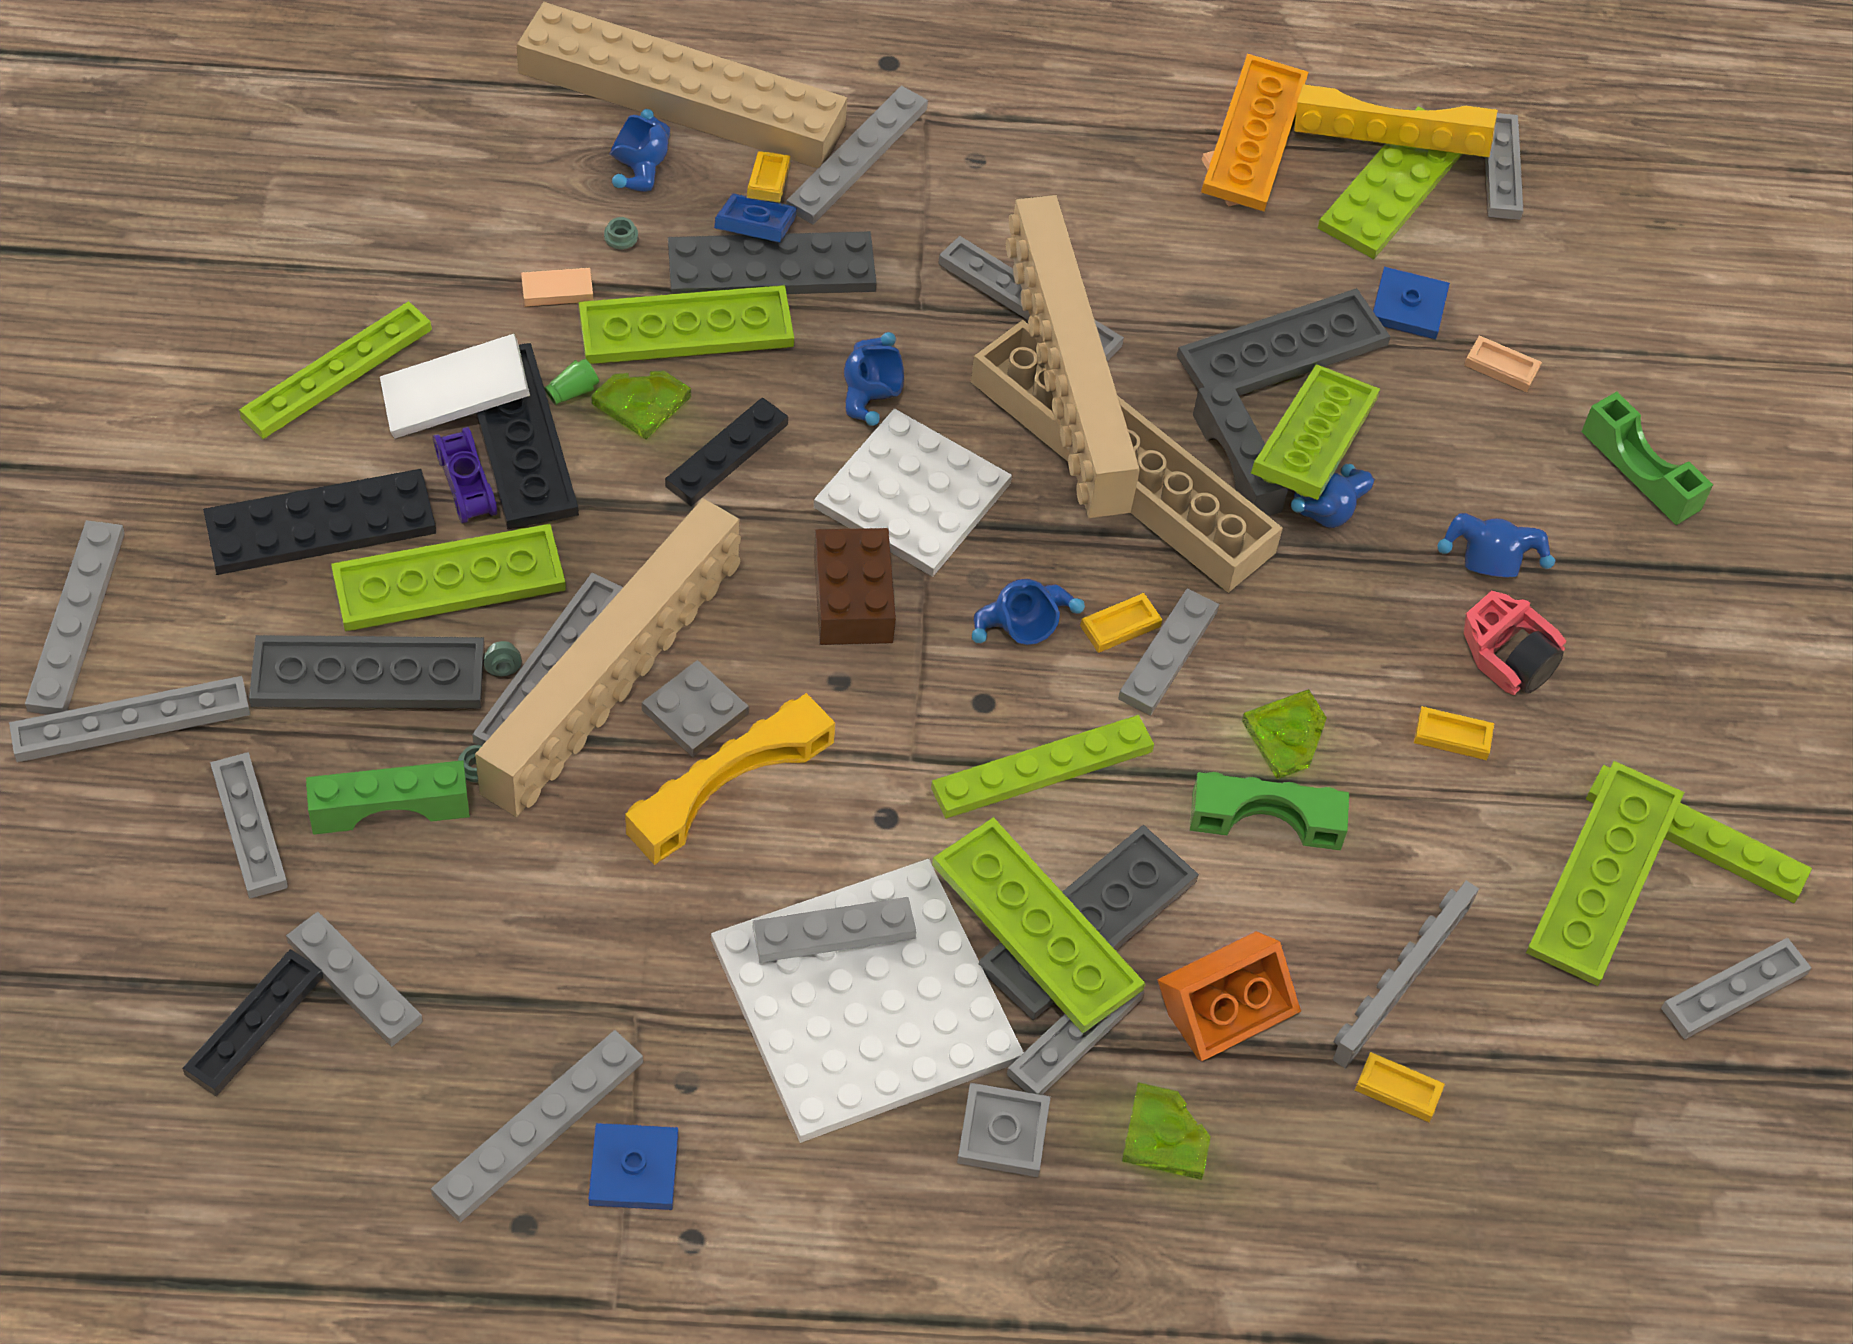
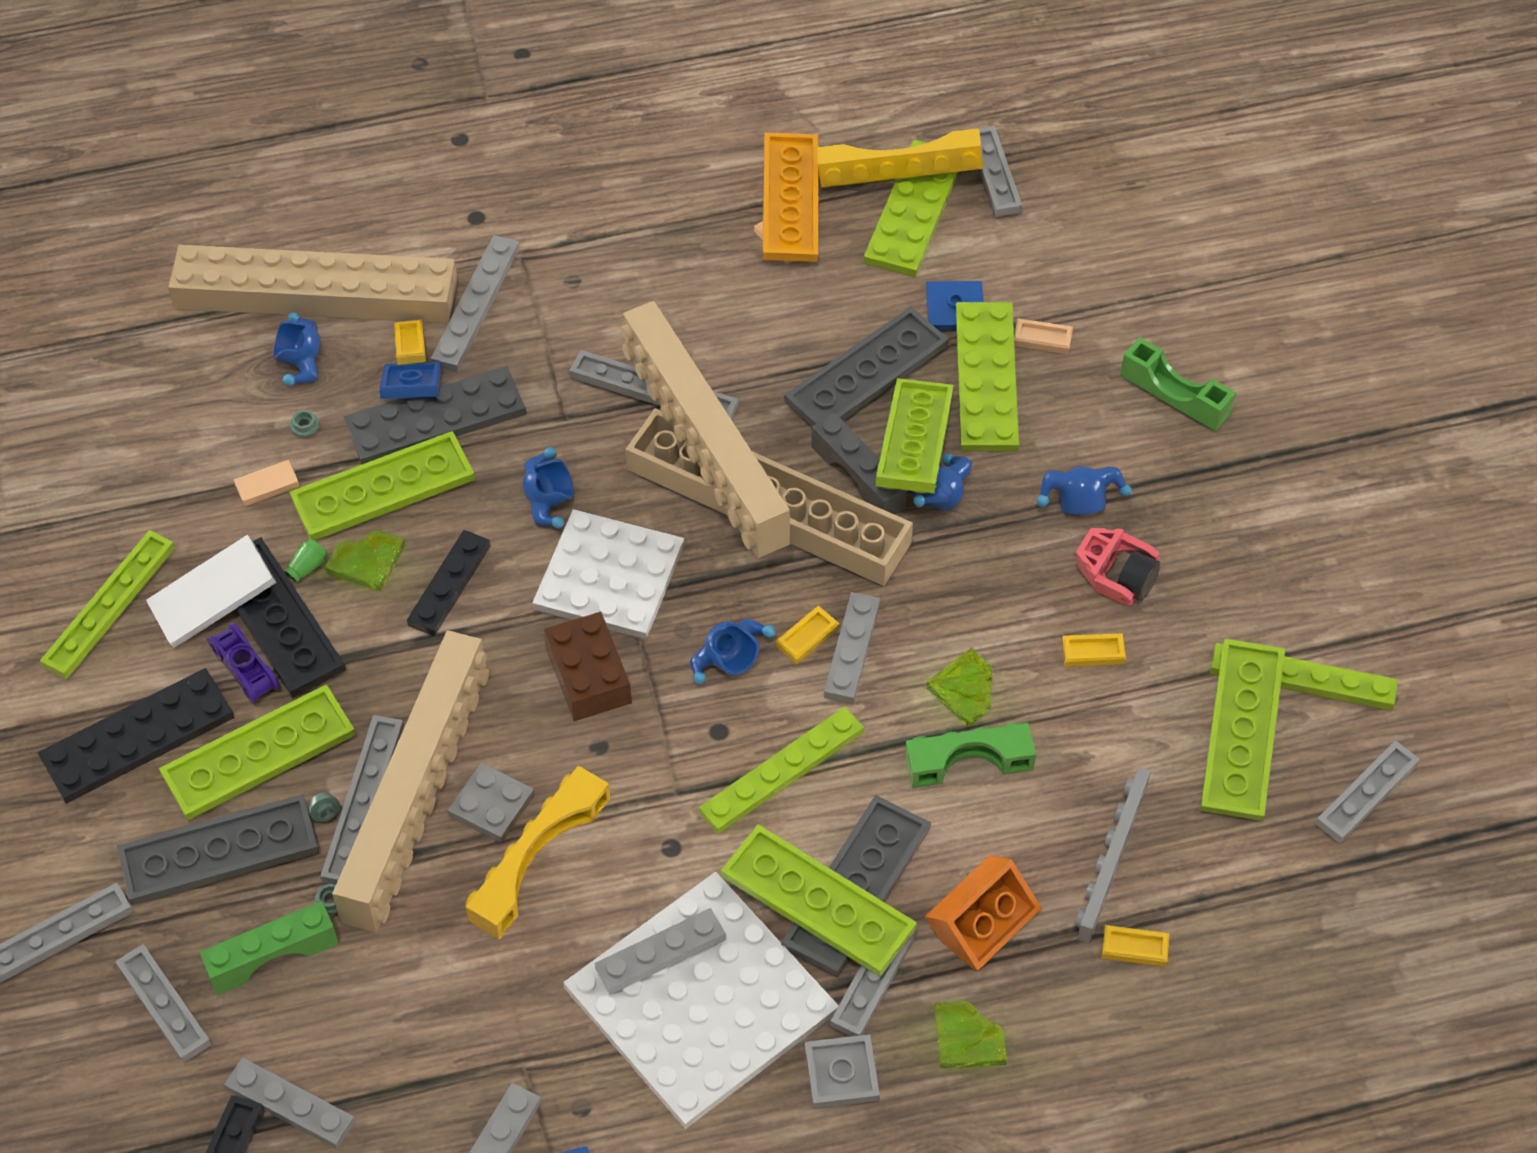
camera: 10 degrees left, 0 degrees up
(1422, 391) = (986, 376): none -> lime plate

